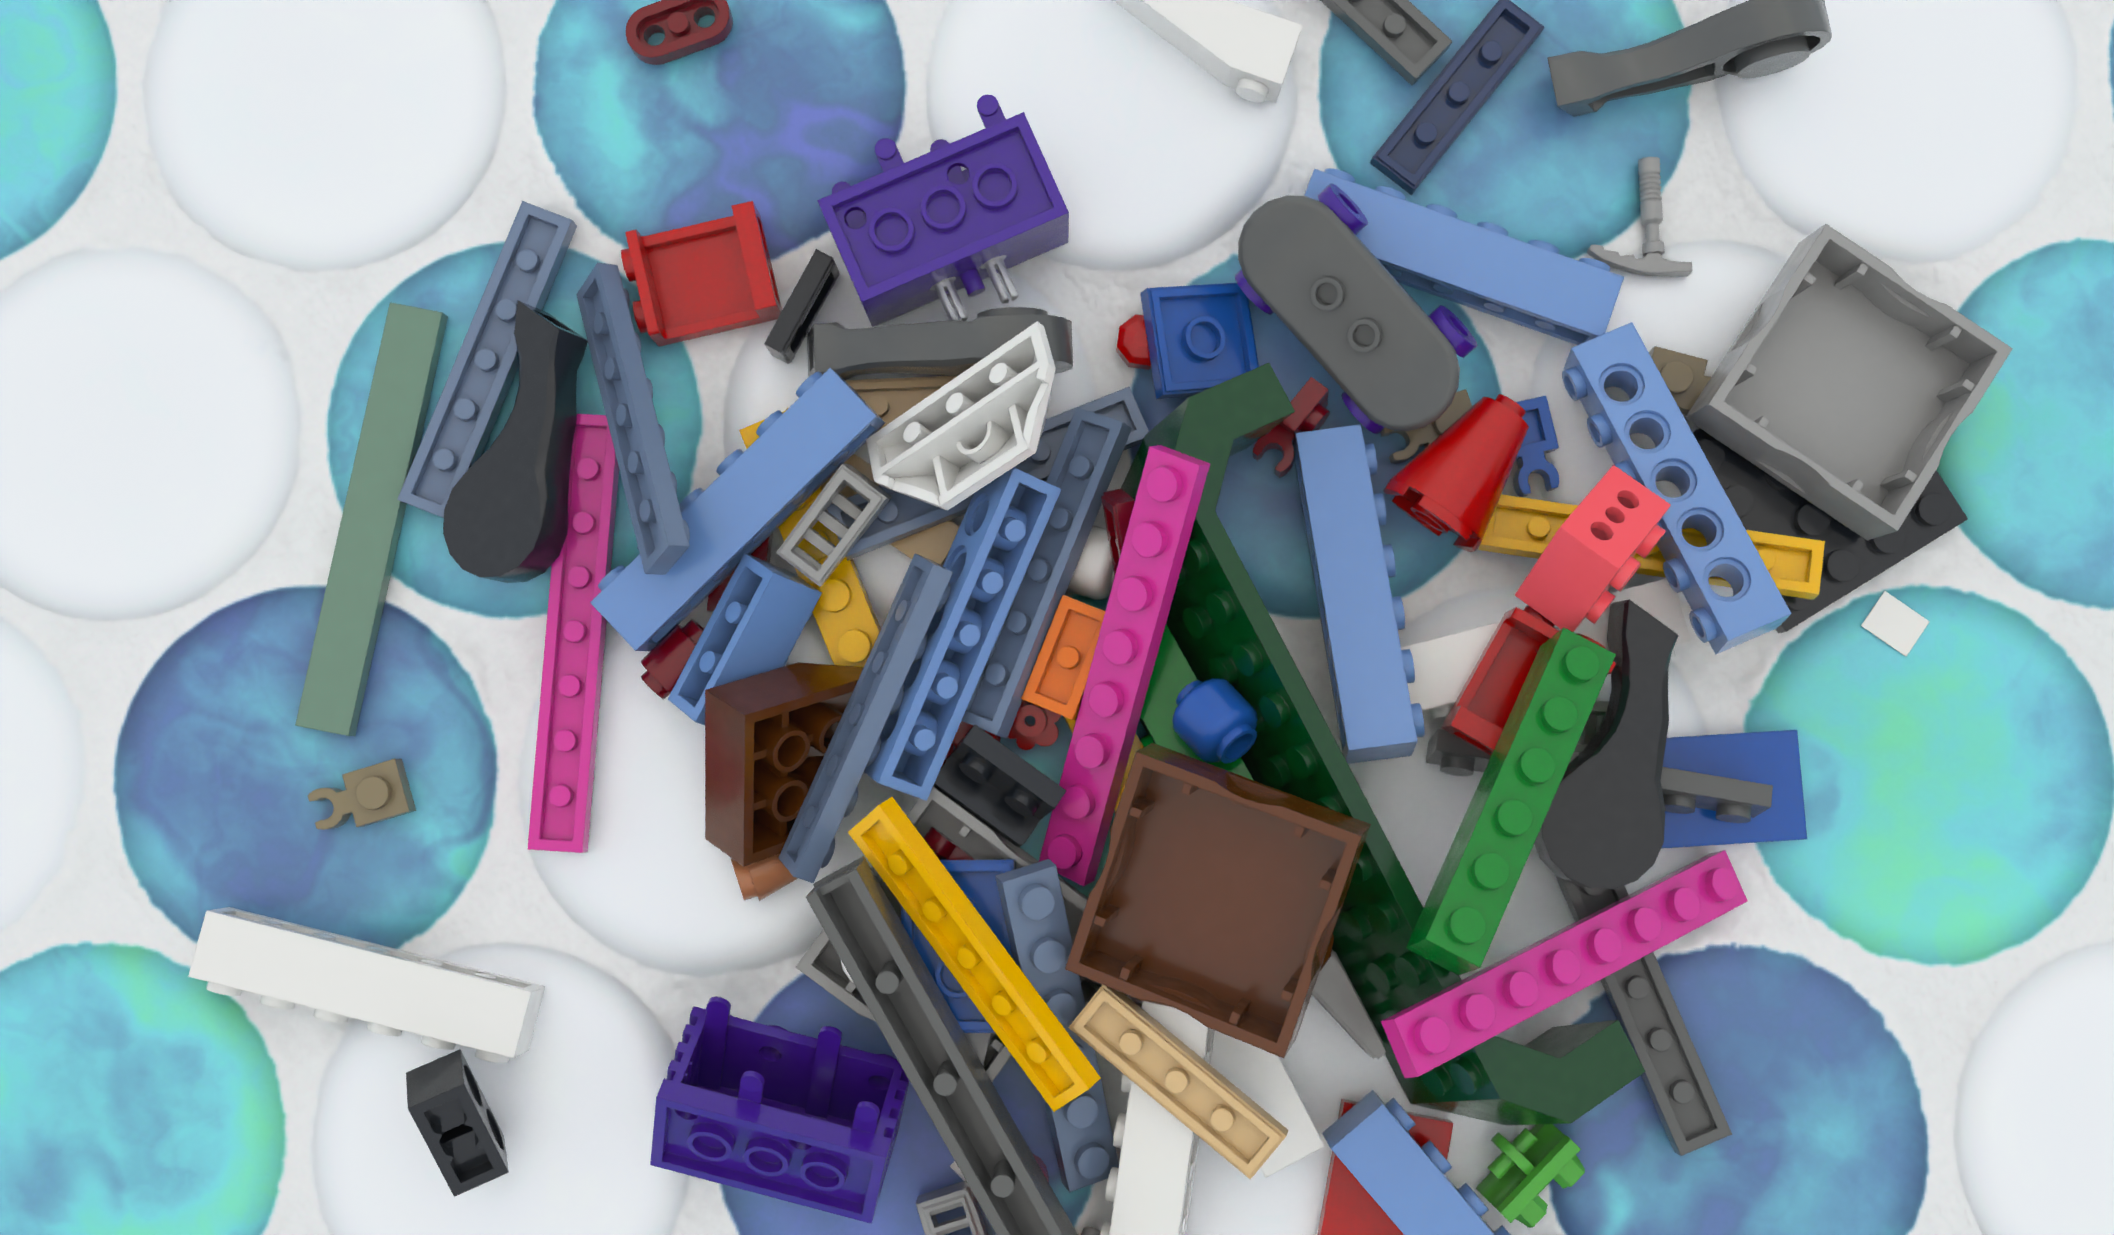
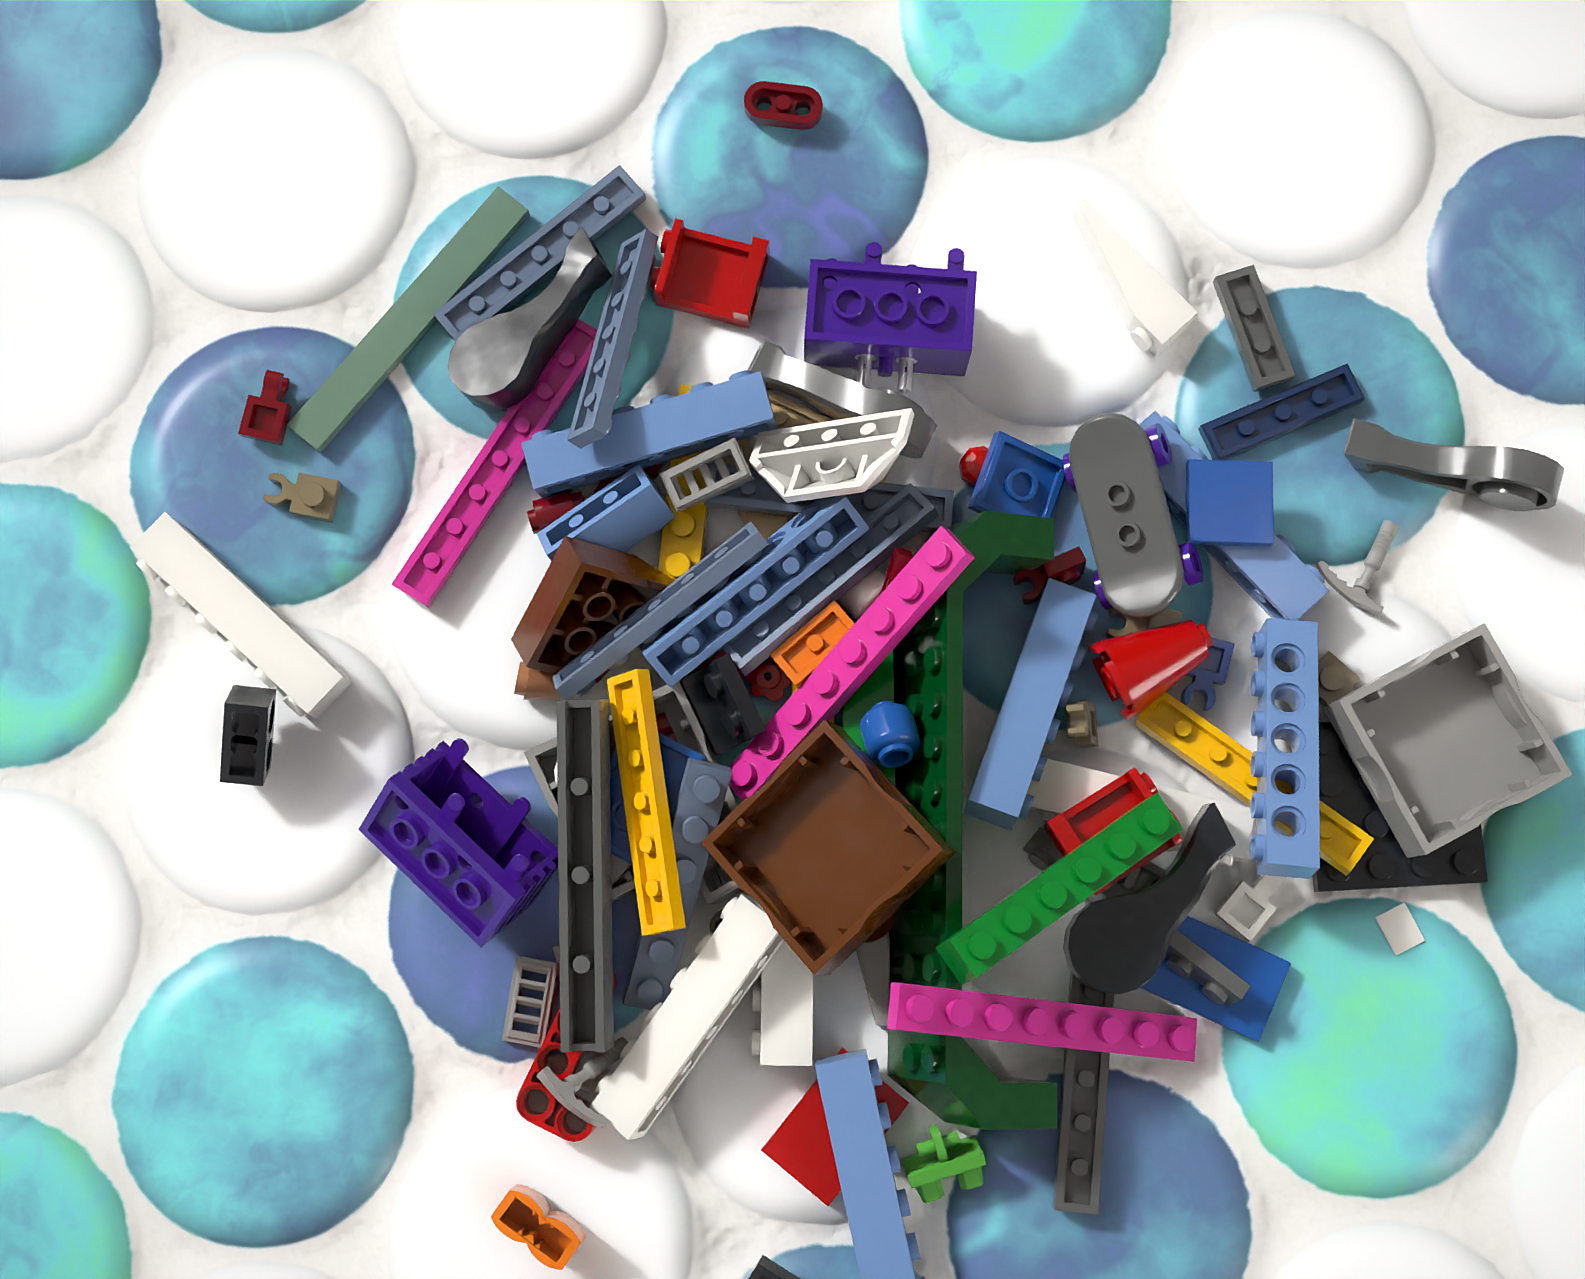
camera: 30 degrees right, 5 degrees down
(264, 727) = (266, 416): none -> dark red plate
(802, 307) = (764, 326): black tile -> none
(1179, 1080) = (737, 958): tan tile -> none
(1421, 583) = (1082, 723): none -> dark tan plate
(1459, 234) = (1229, 502): none -> blue tile
(1595, 551) = (1206, 755): coral piece -> none
(1717, 693) = (1247, 906): none -> white plate

